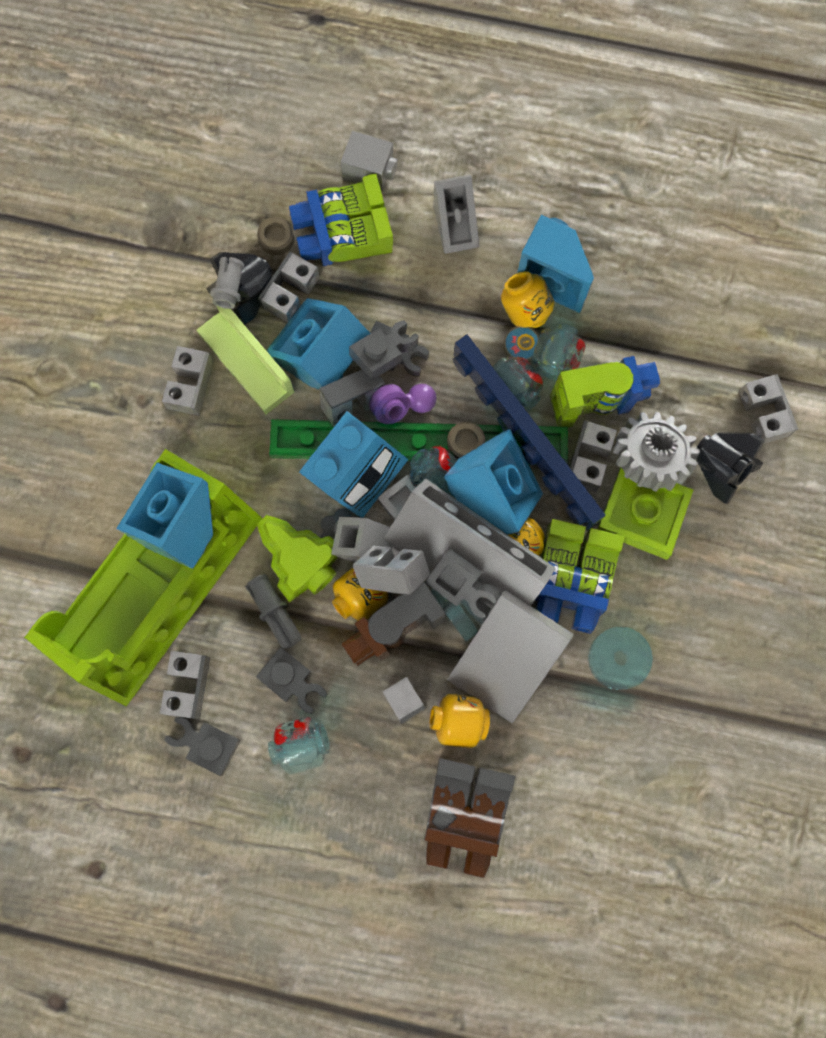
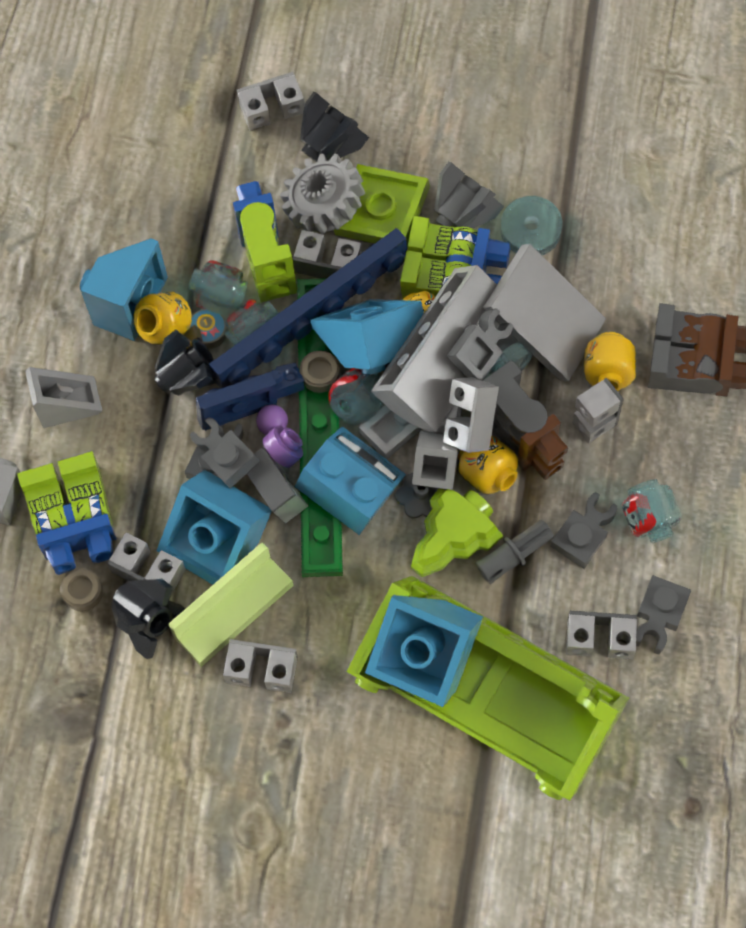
camera: 90 degrees left, 10 degrees down
(227, 284) = (159, 609): light grey pin -> none
(442, 376) = (248, 395): none -> dark blue hinge
(478, 317) = (183, 362): none -> black brick
(645, 588) = (463, 201): none -> dark grey brick

